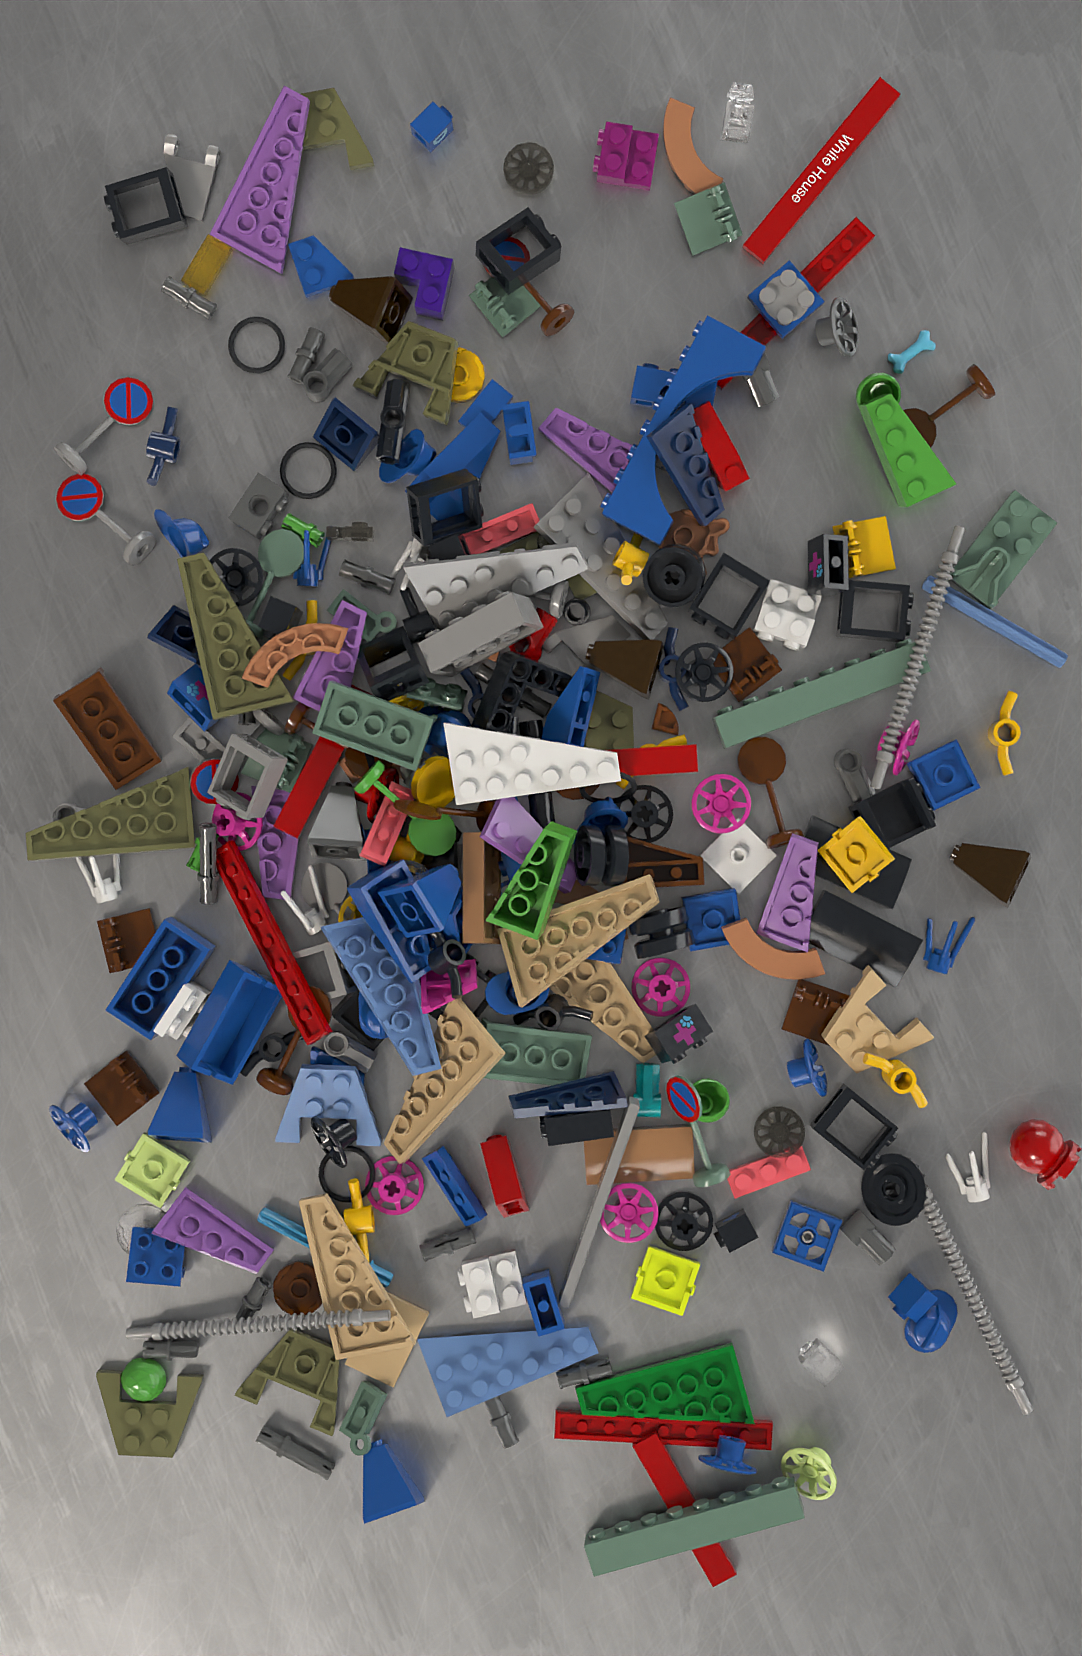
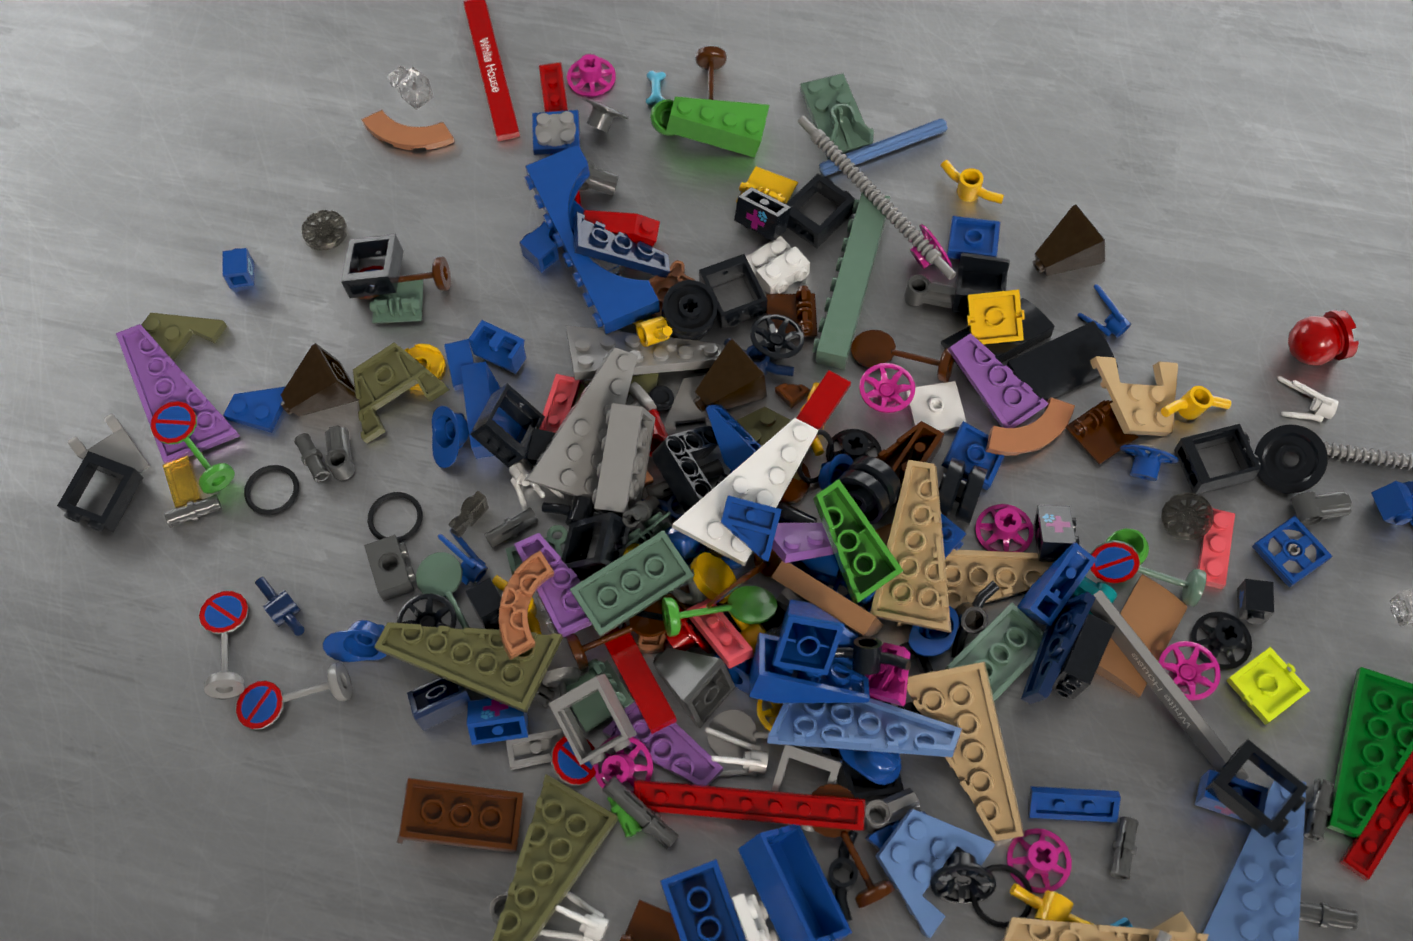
camera: 50 degrees left, 25 degrees down
(246, 215) = (175, 424): none -> piece
(299, 526) = (436, 546): bright green pin -> none
(346, 434) = (393, 465): dark blue slope -> none
(395, 407) = (414, 427): black piece -> none
(430, 275) = (337, 334): dark purple brick -> none
(447, 682) = (641, 511): none -> dark grey pin
(487, 789) = (752, 524): none -> blue wing
(492, 1283) = (1185, 834): white plate -> none
(504, 1176) = (1092, 753): red slope -> none
(552, 1293) = (1244, 809): none -> black window
(587, 446) = (549, 313): medium lavender wing -> none
(625, 156) = (373, 168): magenta plate -> none
(625, 1065) = (1056, 585): none -> blue slope
(708, 219) = (460, 144): sand green hinge -> none
(882, 276) = (591, 72): none -> dark pink wheel

